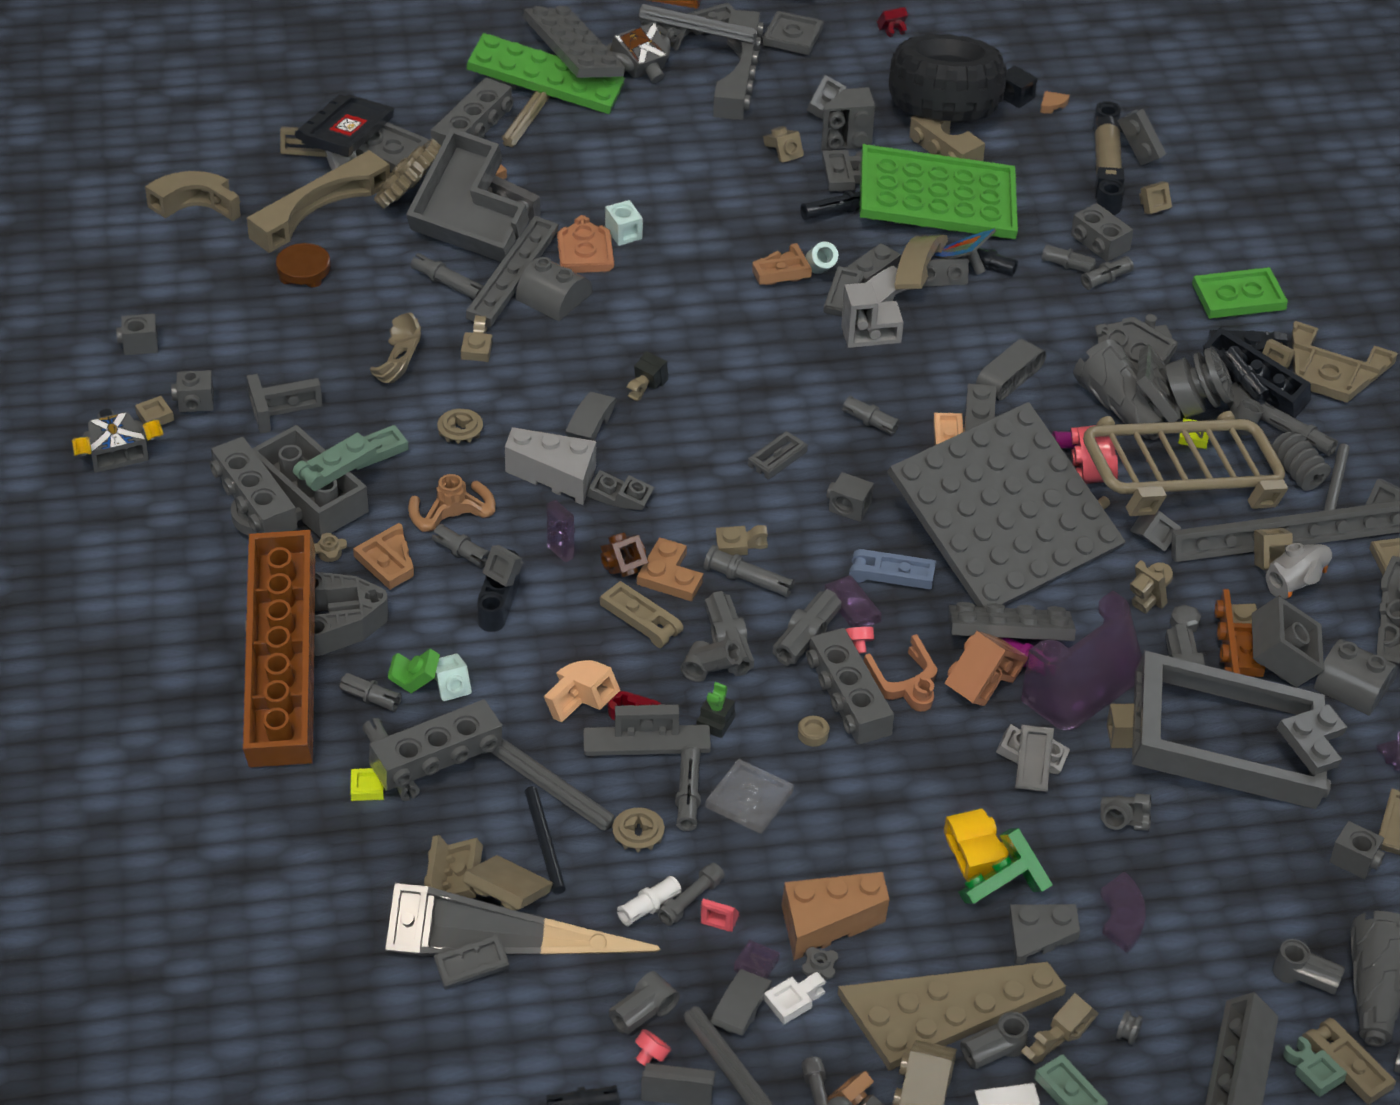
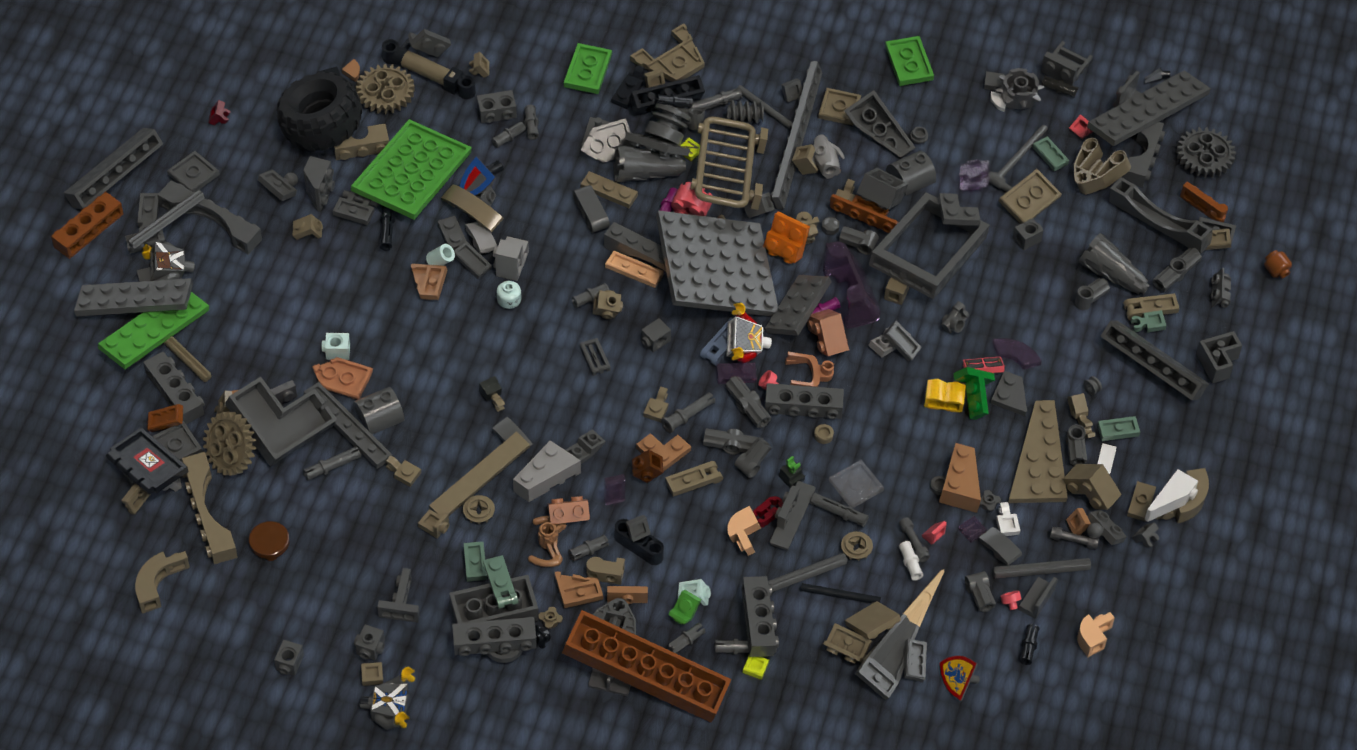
camera: 65 degrees left, 10 degrees up
(404, 337) = (380, 507): dark tan piece -> none
(405, 606) = (630, 594): none -> medium nougat plate
(410, 391) = (434, 523): none -> dark tan bracket
(421, 122) = (165, 418): none -> dark orange plate
(435, 581) = (606, 570): none -> dark tan leg
(471, 1030) = (958, 674): none -> shield
(504, 503) = (568, 511): none -> nougat bracket
(509, 405) = (480, 475): none -> dark tan tile
(809, 337) = (508, 294): none -> light aqua head
(862, 430) = (607, 304): none -> dark tan brick
(905, 580) = (745, 336): none -> torso
(1045, 133) = (385, 88): none -> dark tan gear
(1060, 380) = (610, 190): none -> dark tan plate
(1067, 876) = (991, 364): none -> tile
(1111, 566) = (786, 238): none -> orange plate

